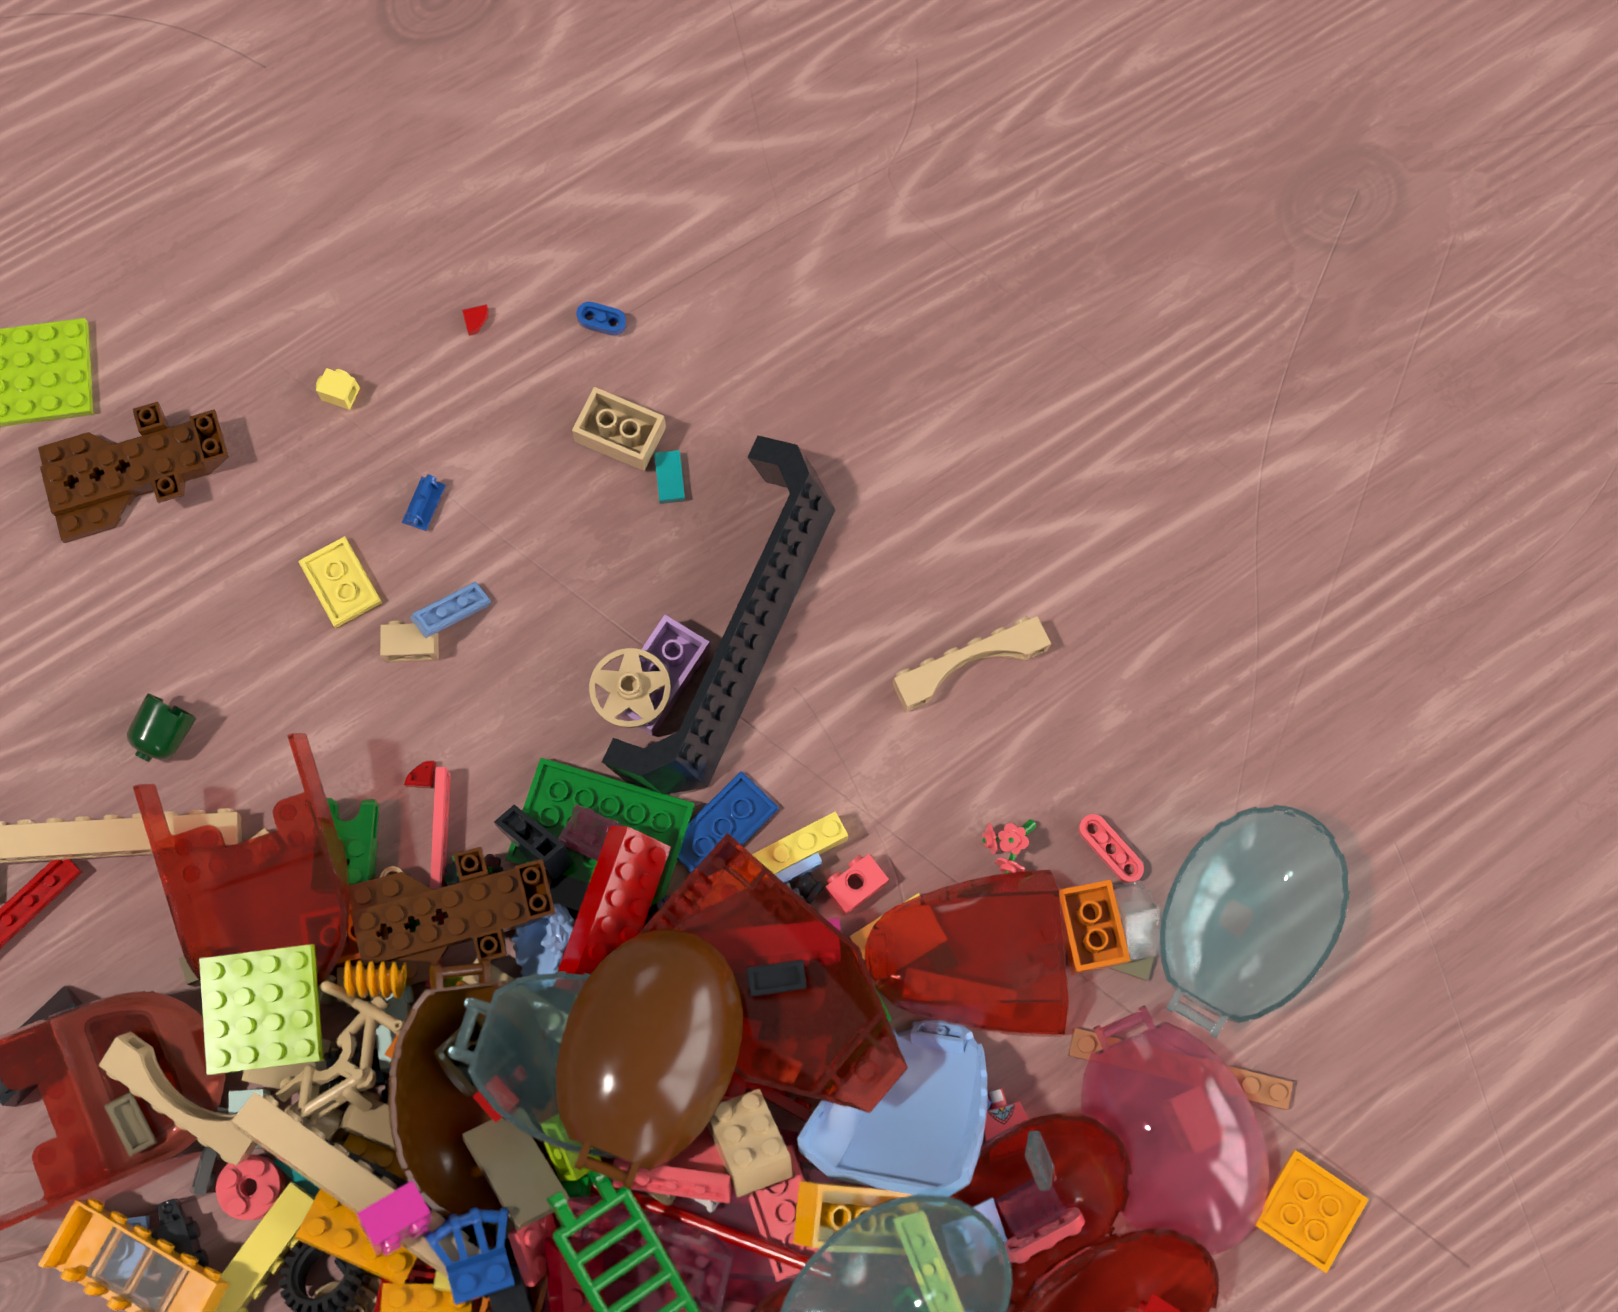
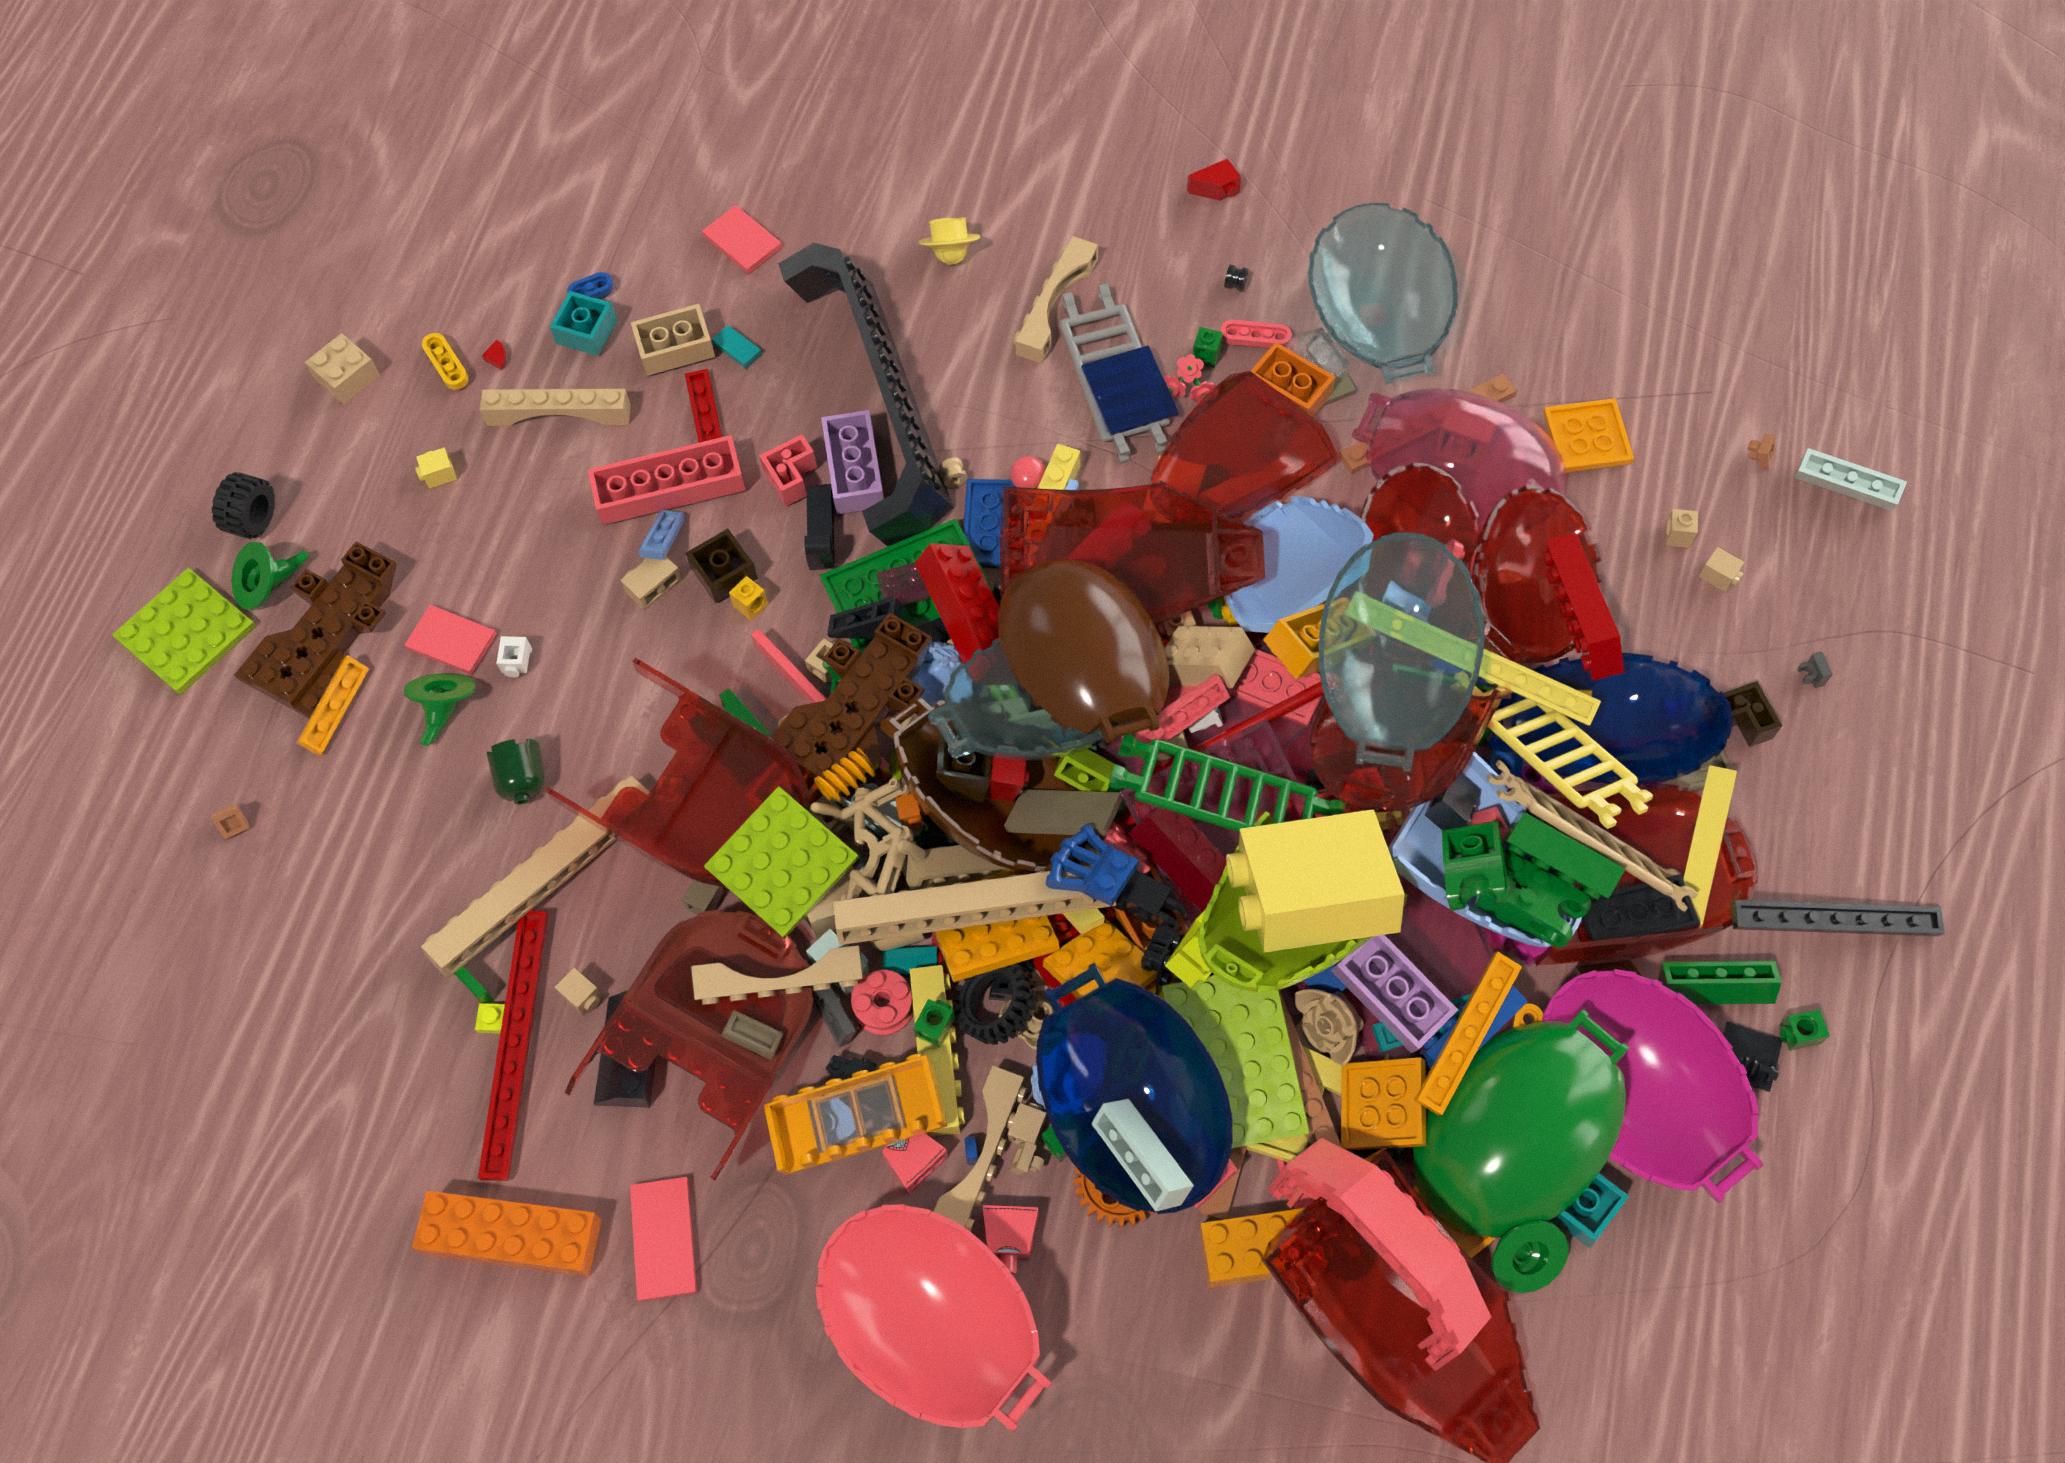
camera: 35 degrees left, 10 degrees down
(44, 963) = (579, 992): none -> tan brick
(83, 541) = (332, 705): none -> light orange tile
(126, 374) = (257, 573): none -> green piece
(160, 301) = (243, 505): none -> black tyre
(161, 603) = (438, 698): none -> green piece
(218, 558) = (450, 639): none -> coral tile
(244, 611) = (513, 655): none -> white brick
(248, 1255) = (934, 1034): none -> green brick
(340, 582) = (559, 586): light yellow tile -> none
(344, 231) = (342, 368): none -> tan brick
(395, 1219) = (1018, 879): dark pink brick -> none
(421, 776) = (744, 656): red tile -> none
(424, 503) = (573, 490): blue hinge -> none
(428, 282) = (451, 373): none -> yellow plate
(467, 729) = (748, 598): none -> yellow brick
(468, 836) = (815, 660): none -> tan brick
(470, 680) = (720, 564): none -> dark brown brick
(475, 410) = (514, 405): none -> tan arch
(498, 560) = (666, 480): none -> coral brick
(562, 350) = (583, 323): none -> teal brick
(573, 722) = (820, 527): none -> black beam
(590, 517) = (703, 405): none -> red tile
(600, 630) = (786, 465): none -> coral brick
(629, 687) = (842, 474): tan wheel -> none
(732, 756) = (953, 472): none -> tan wheel
(765, 374) = (742, 239): none -> coral tile
(776, 977) = (1122, 549): black tile -> none
(792, 813) = (1027, 472): none -> coral hair
(848, 898) = (1114, 468): coral brick -> none
(925, 763) = (1078, 360): none -> light grey bar
(930, 530) = (949, 239): none -> light yellow helmet
(948, 809) = (1129, 390): none -> clear blue piece
(1039, 1160) = (1395, 518): clear light blue tile -> none
(1054, 825) = (1207, 346): none -> green brick
(1145, 778) = (1236, 277): none -> black wheel
(1219, 665) = (1215, 181): none -> red slope

